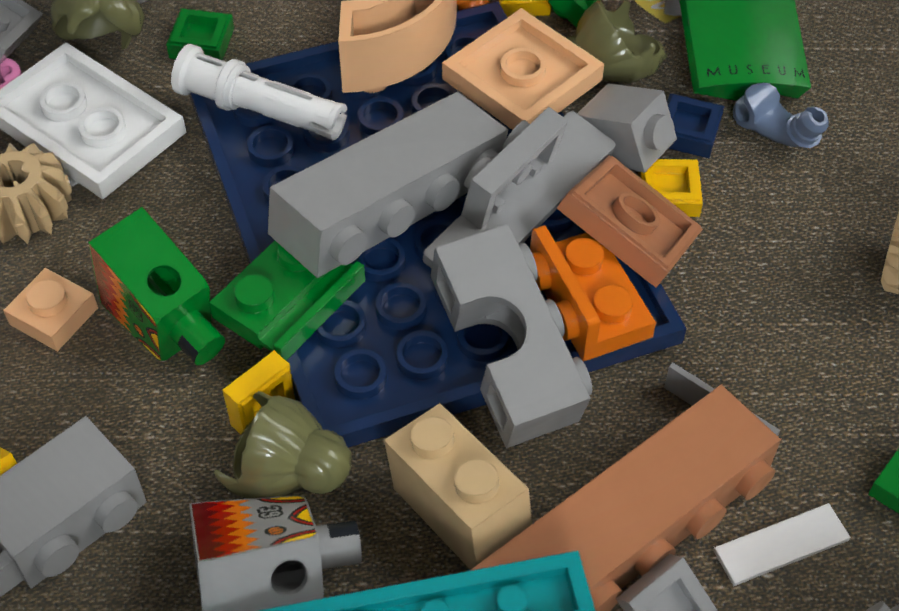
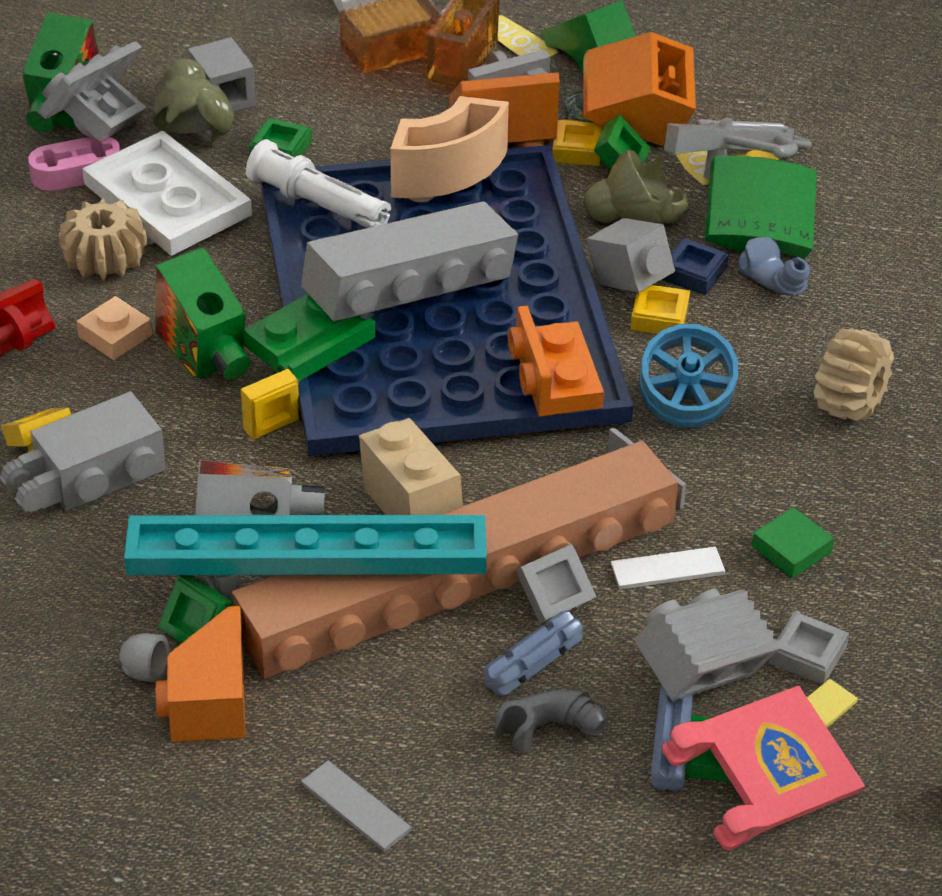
camera: 10 degrees right, 10 degrees down
(286, 451) = (281, 435): olive piece -> none
(495, 283) = (473, 342): light grey arch -> none
(522, 70) = (550, 199): light nougat plate -> none
(527, 177) = (523, 271): light grey bracket -> none
(630, 219) = (605, 317): nougat tile -> none
(738, 276) = (688, 375): none -> dark azure wheel

